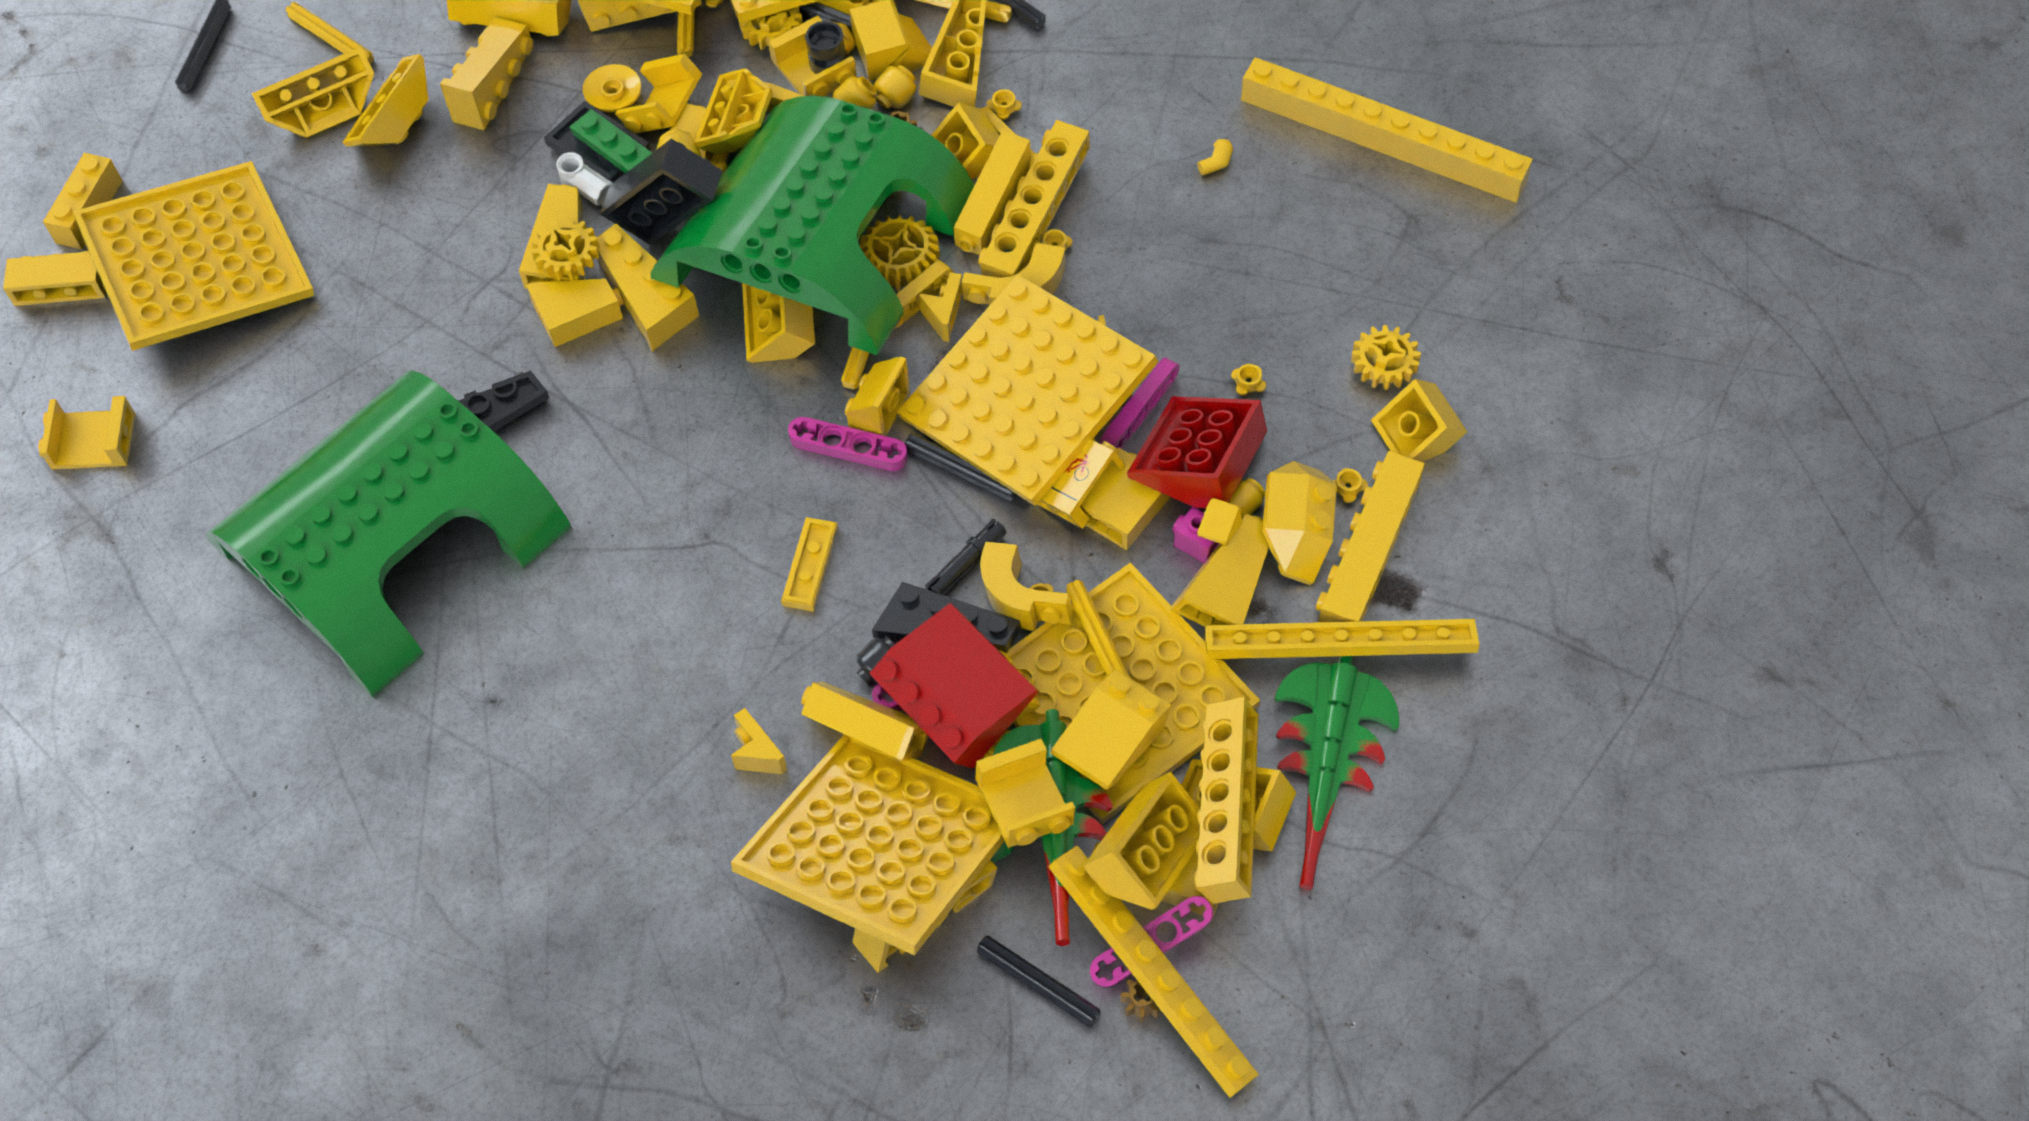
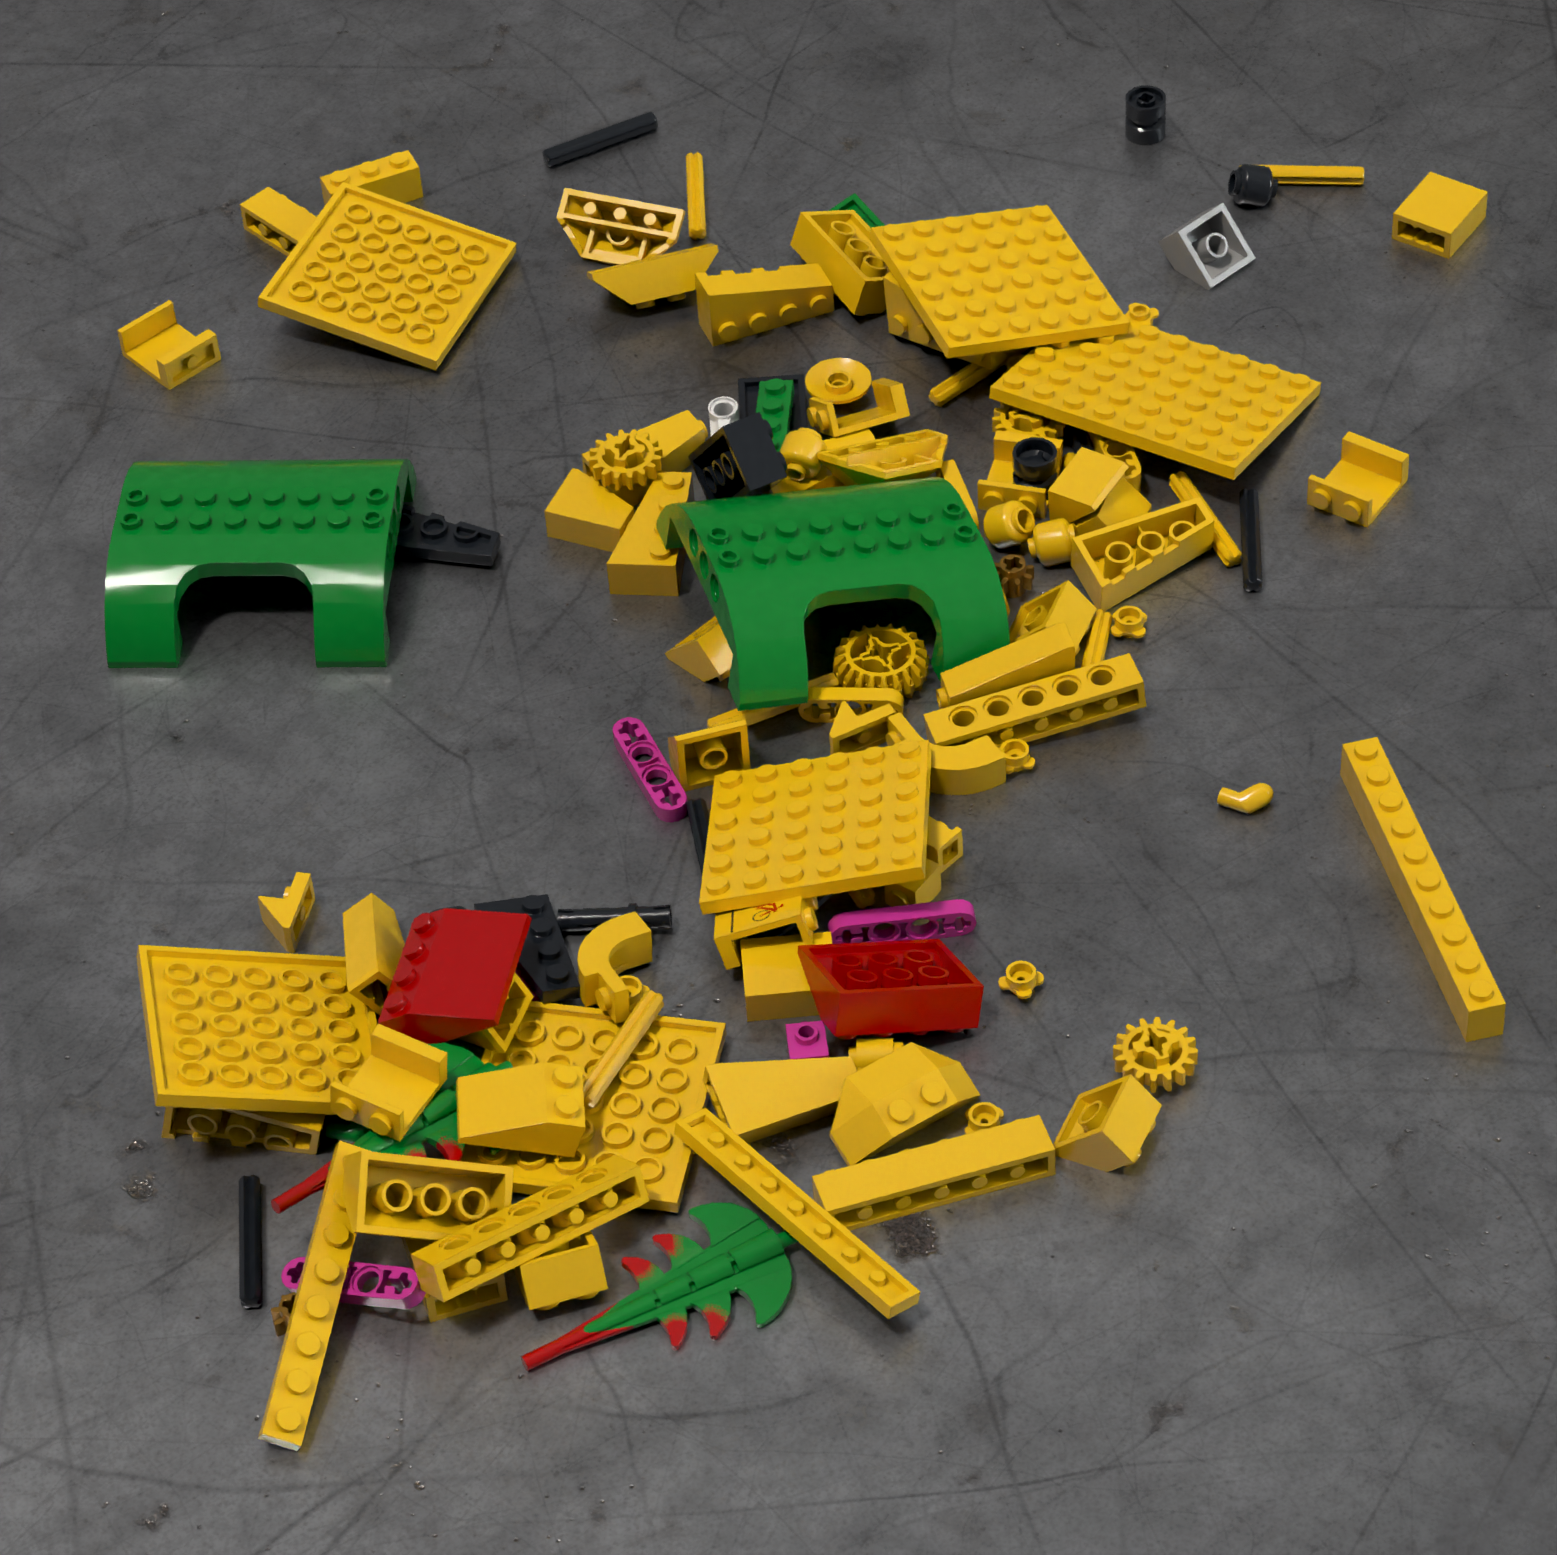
camera: 50 degrees right, 15 degrees down
(809, 564) = (505, 828): yellow tile -> none
(1220, 521) = (815, 1040): yellow slope -> none

